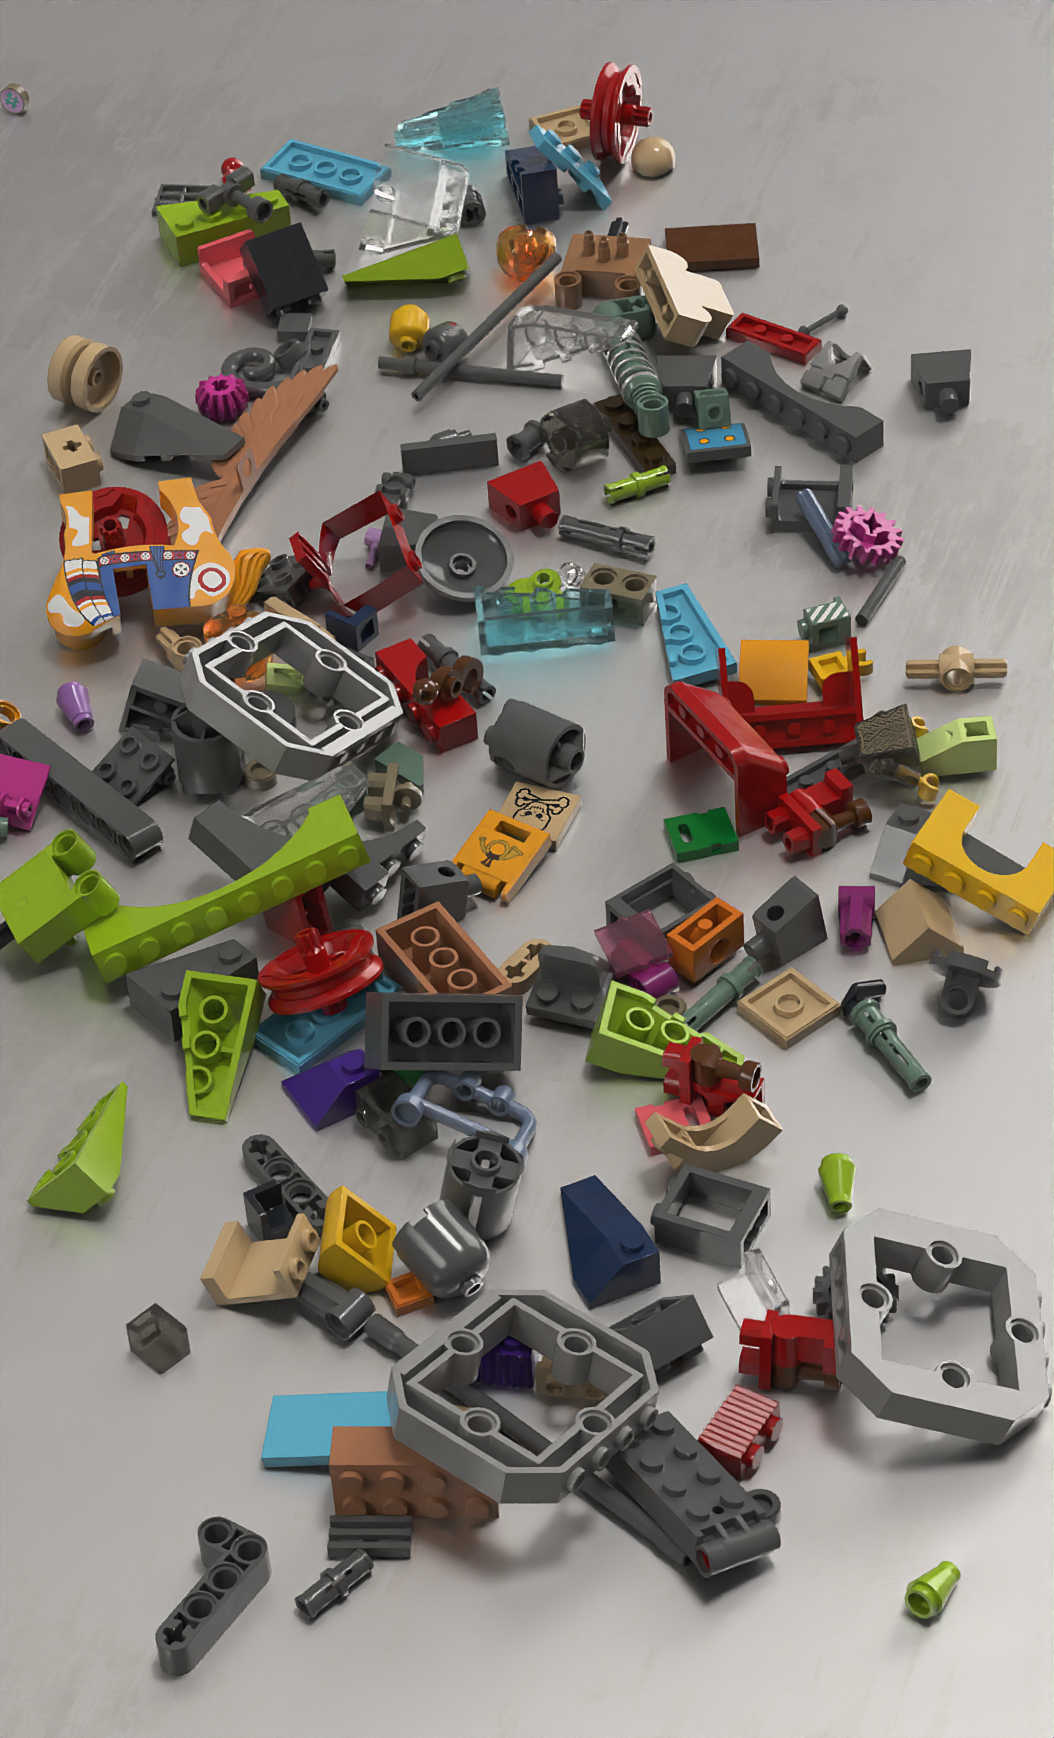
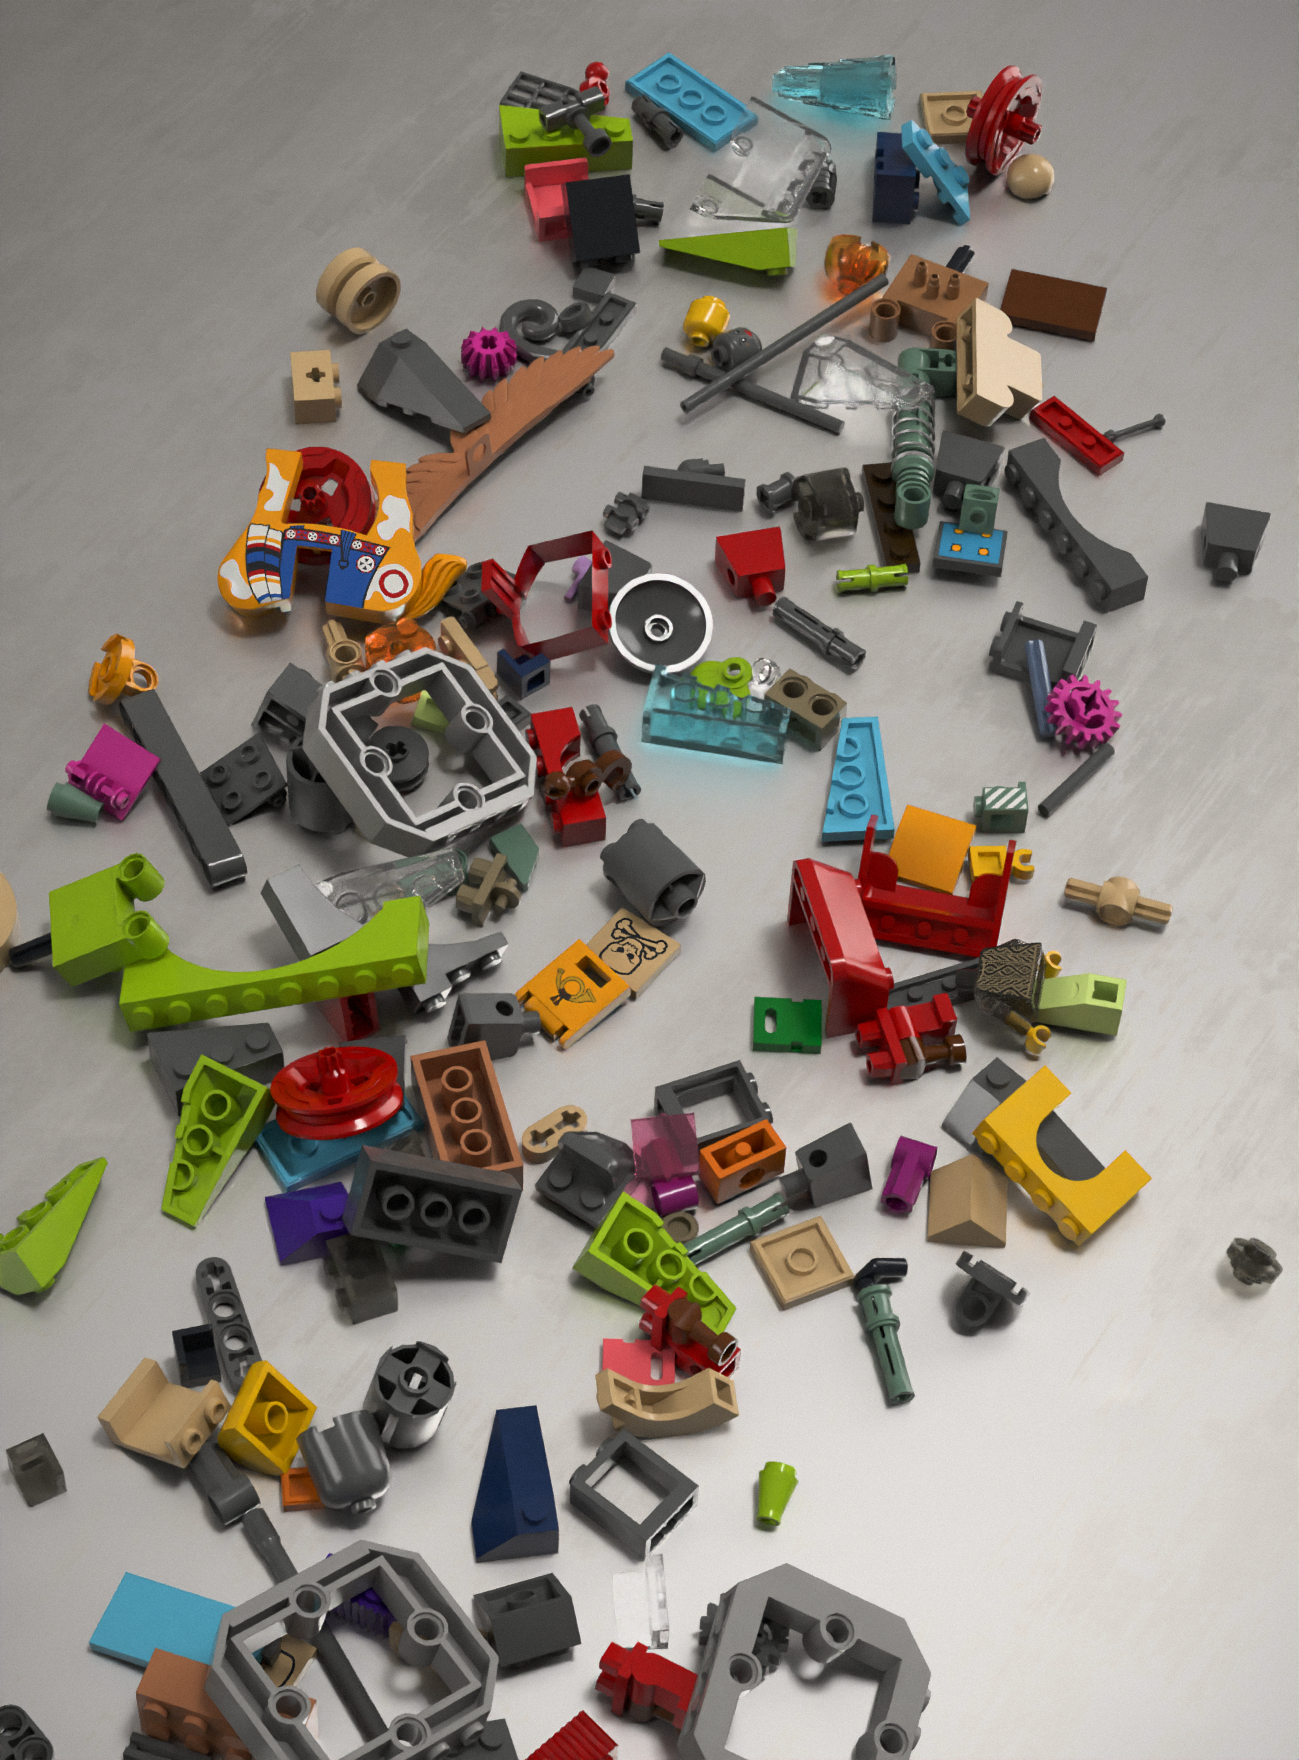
camera: 10 degrees right, 10 degrees up
(76, 705) = (216, 686): medium lavender cone -> none
(412, 1106) = (370, 1282): sand blue bar -> none
(831, 377) = (1116, 501): light grey piece -> none

